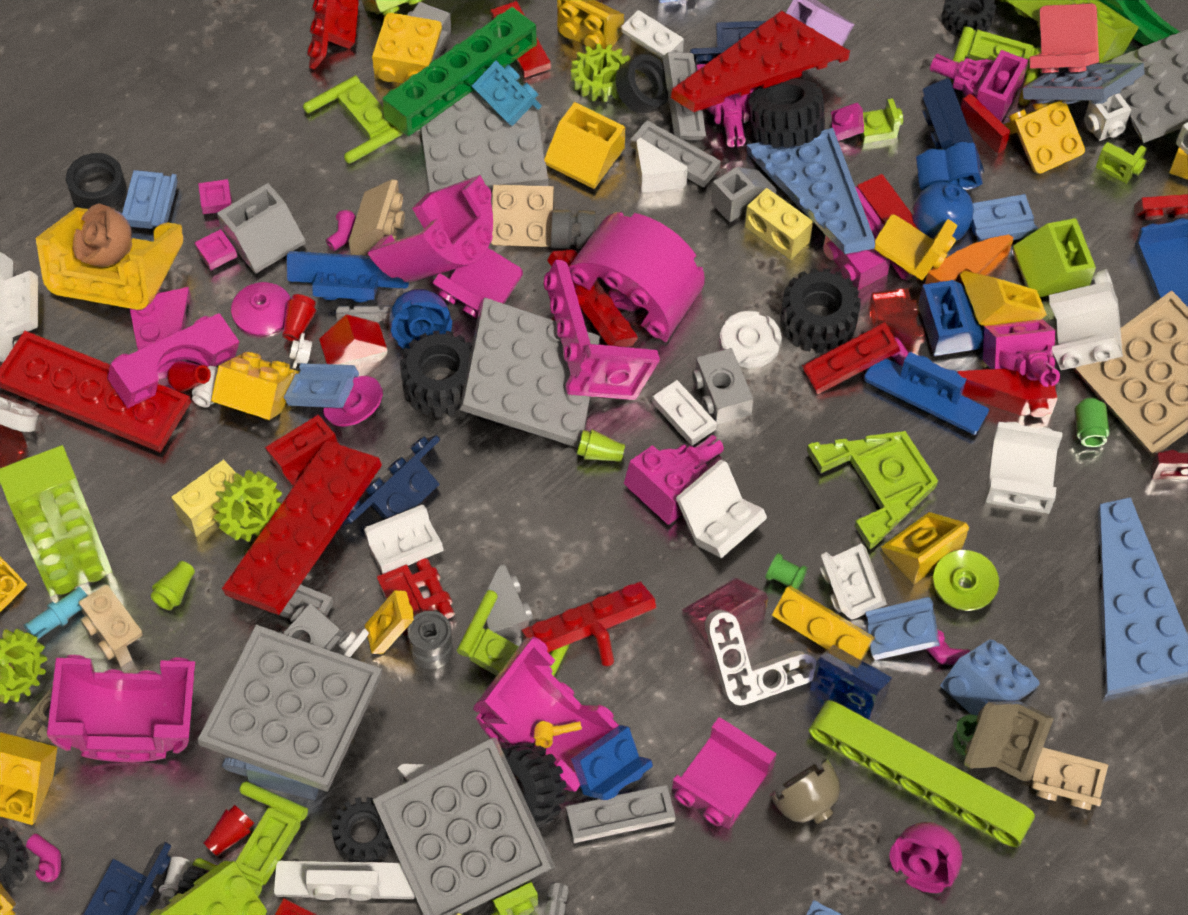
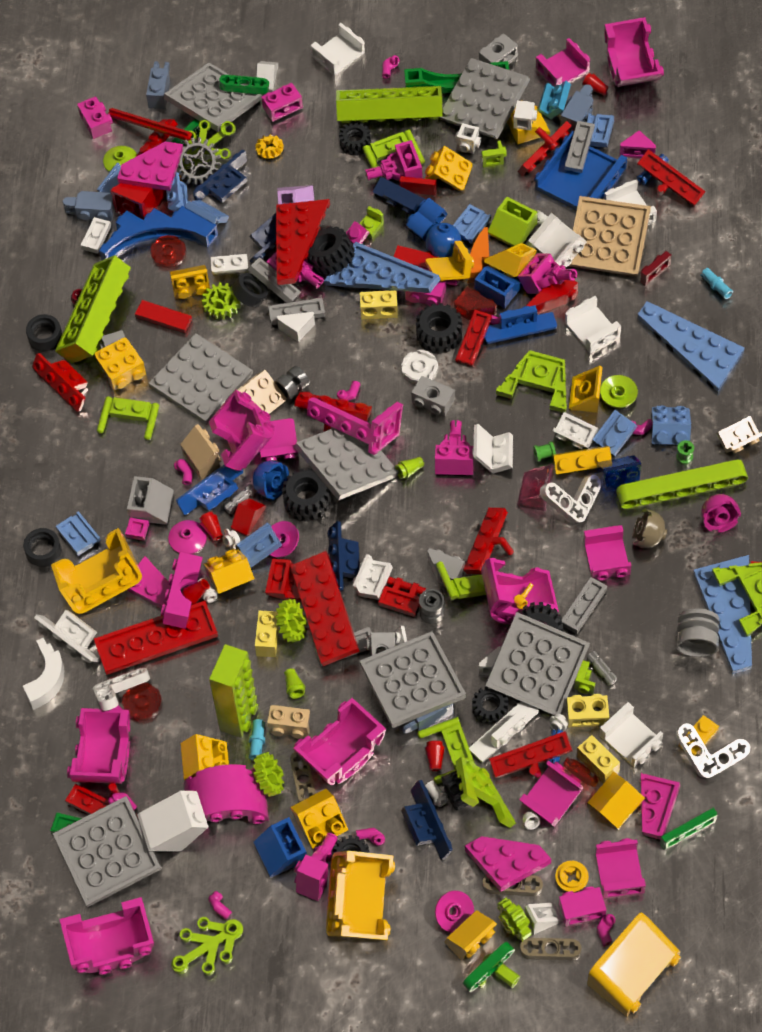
camera: 40 degrees left, 0 degrees up
(103, 238) = (85, 565): nougat cylinder -> none
(214, 196) = (107, 506): dark pink plate -> none
(389, 622) = (408, 613): yellow plate -> none
(454, 73) = (159, 353): green brick -> none
(505, 93) = (193, 345): dark azure bracket -> none
(585, 145) = (254, 340): yellow slope -> none
(610, 764) = (561, 589): blue bracket -> none
(646, 265) = (344, 369): dark pink cylinder -> none
(684, 412) = (428, 421): white plate -> none
(737, 190) = (346, 305): light grey slope -> none
(1008, 738) = (706, 437): dark tan bracket -> none
(1067, 38) = (419, 116): coral bracket -> none
(1091, 422) = (599, 282): bright green brick -> none
(1094, 84) = (446, 131): sand blue plate -> none

